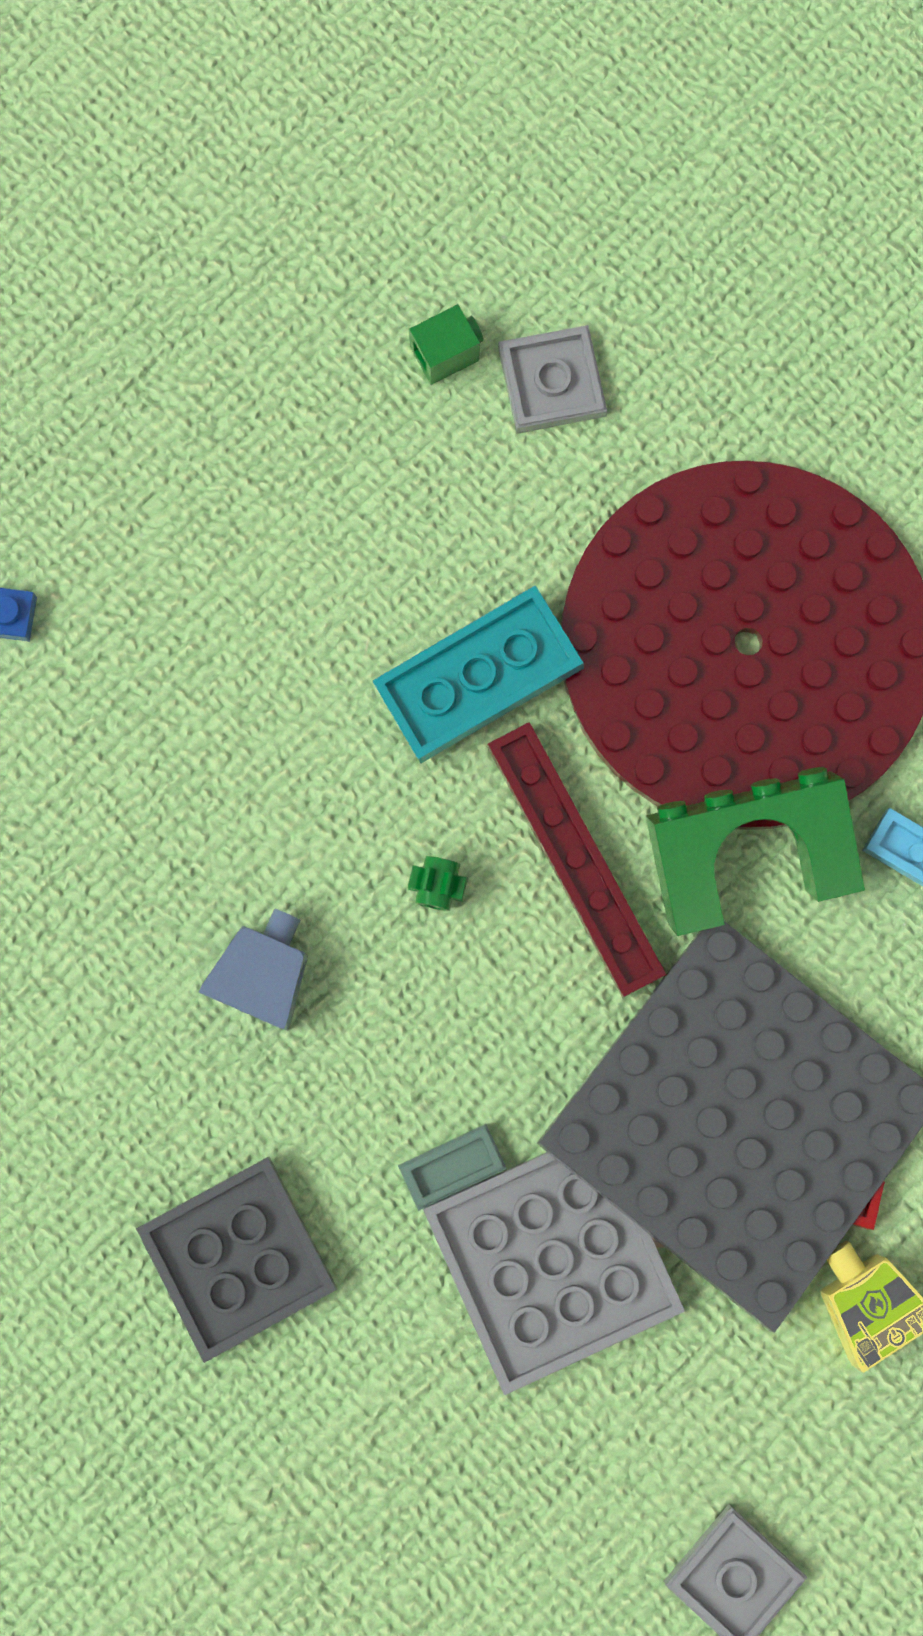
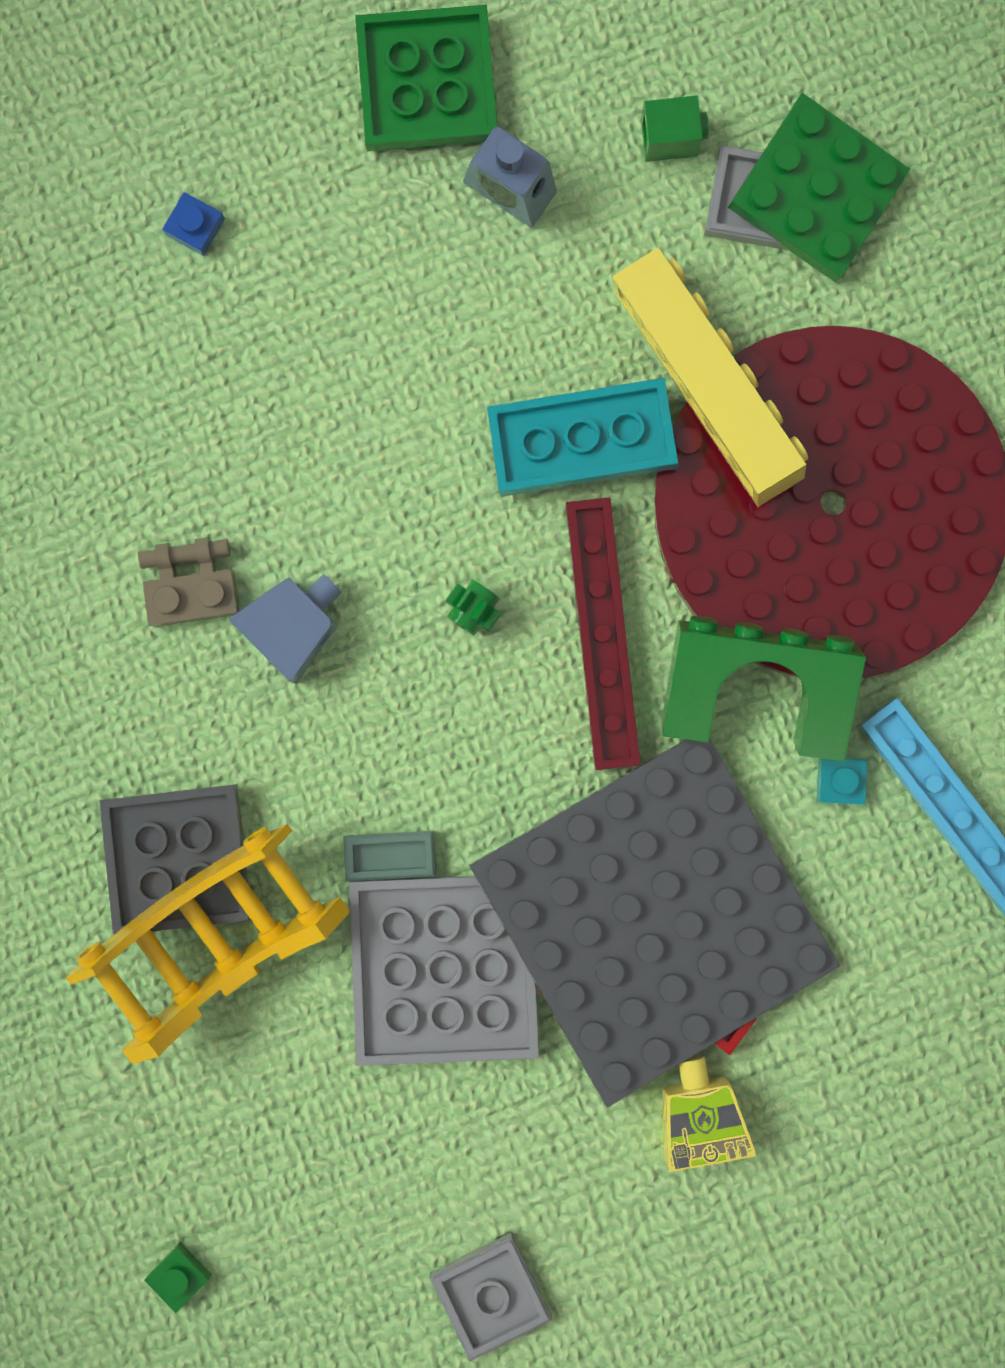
camera: 30 degrees right, 5 degrees up
(148, 985) = (189, 596): none -> dark tan plate
(185, 385) = (426, 77): none -> green plate
(305, 449) = (507, 175): none -> sand blue torso
(340, 1345) = (233, 967): none -> yellow fence
(580, 567) = (710, 377): none -> light yellow brick
(609, 347) = (819, 187): none -> green plate
(869, 911) = (842, 781): none -> teal plate

